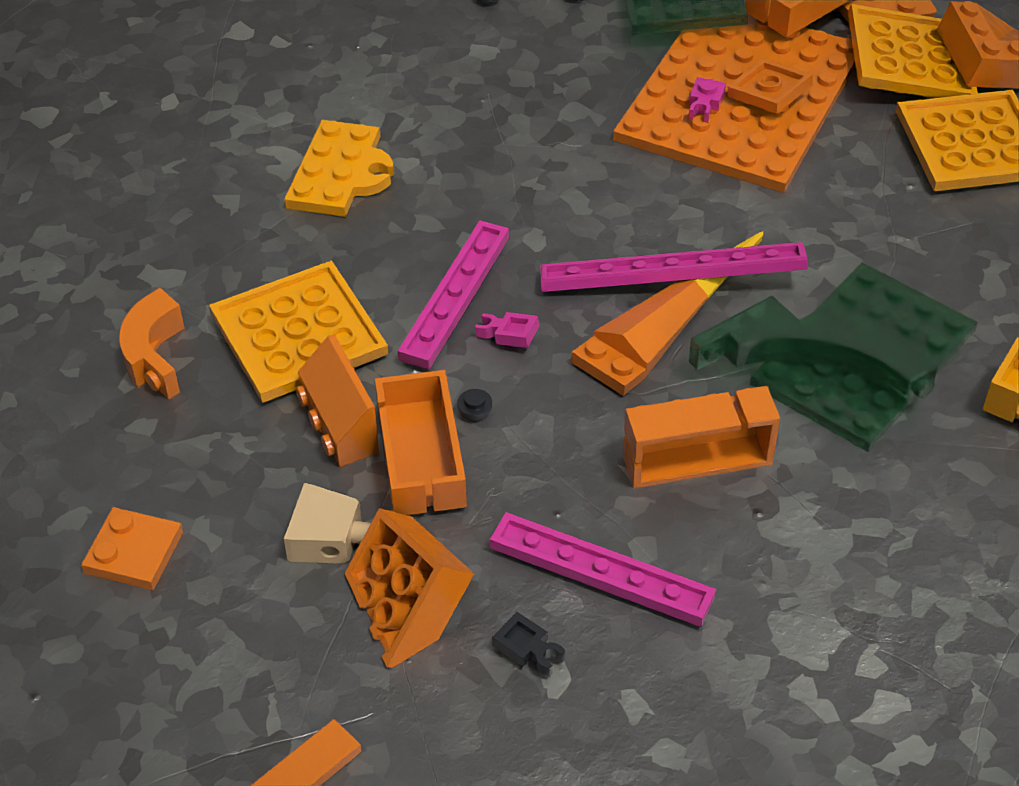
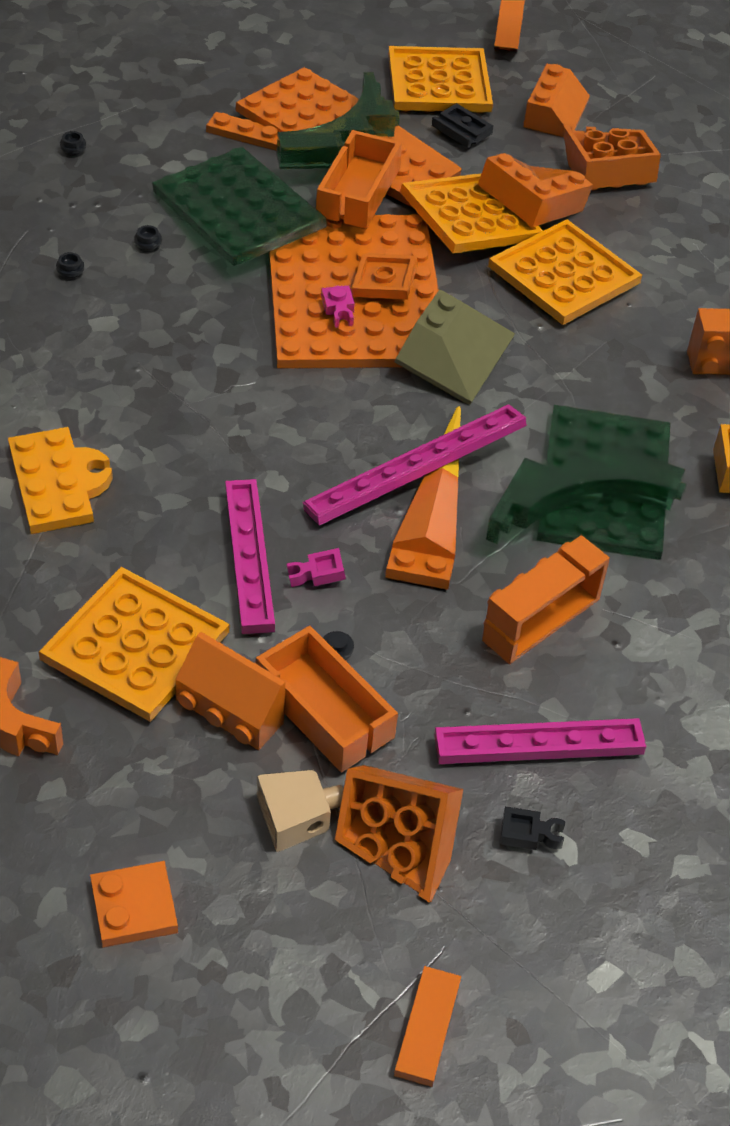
camera: 35 degrees left, 0 degrees up
(796, 171) = (454, 347): none -> olive slope

